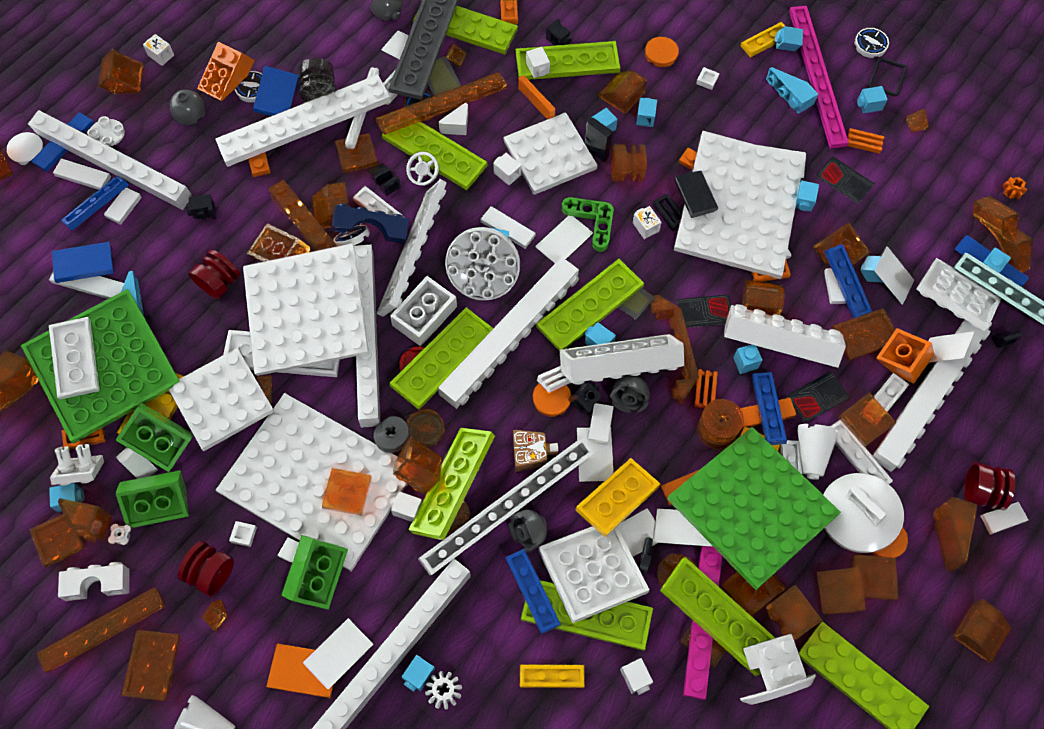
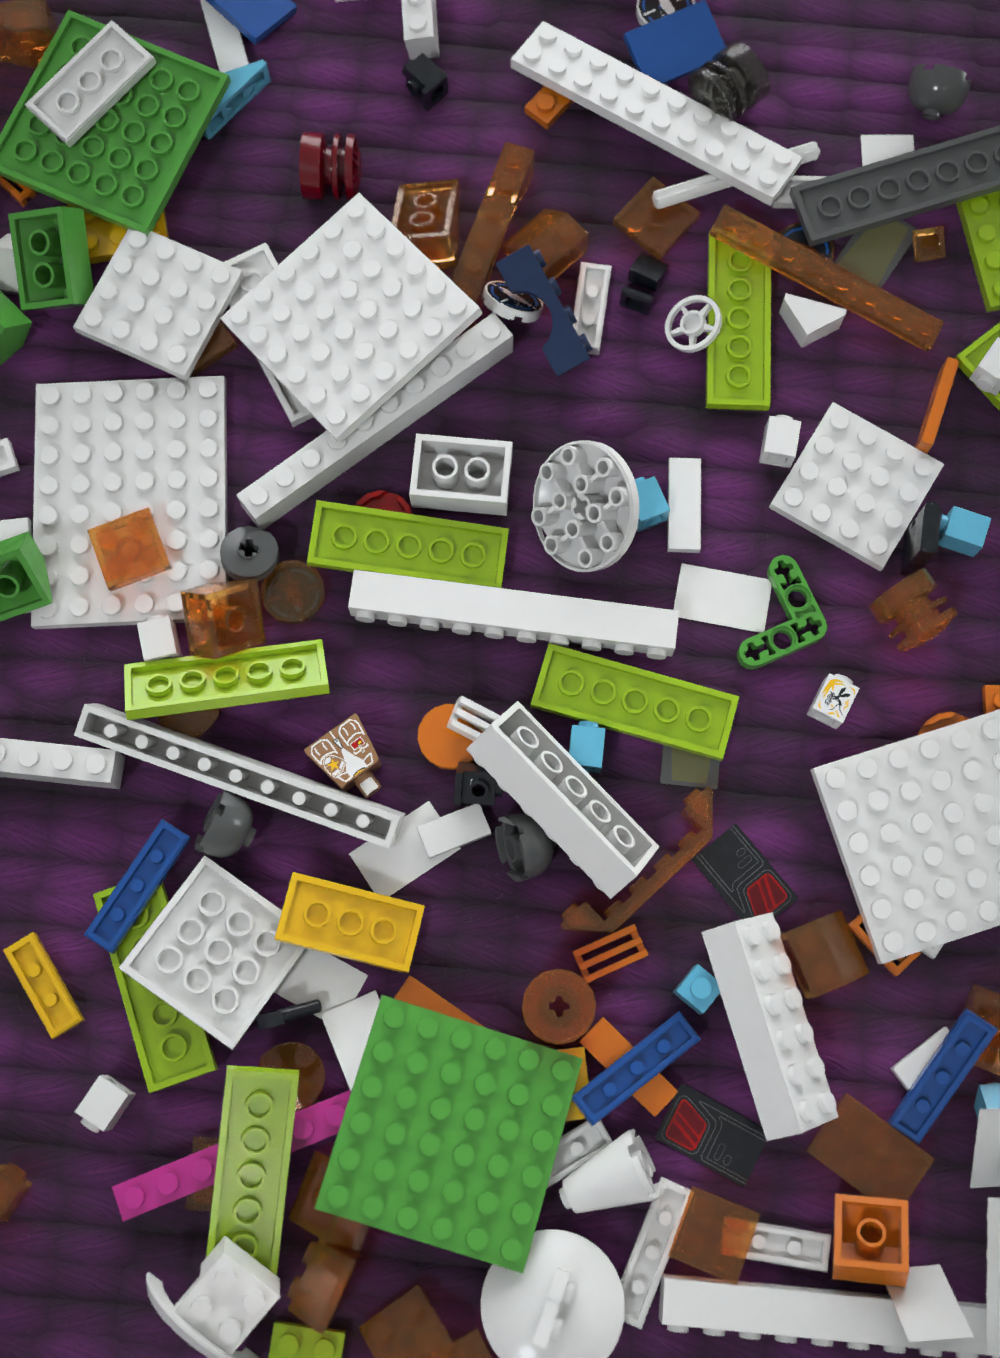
camera: 60 degrees right, 10 degrees up
(411, 249) = (564, 391): white plate -> none
(660, 201) = (890, 700): black tile -> none
(696, 194) = (927, 746): black piece -> none

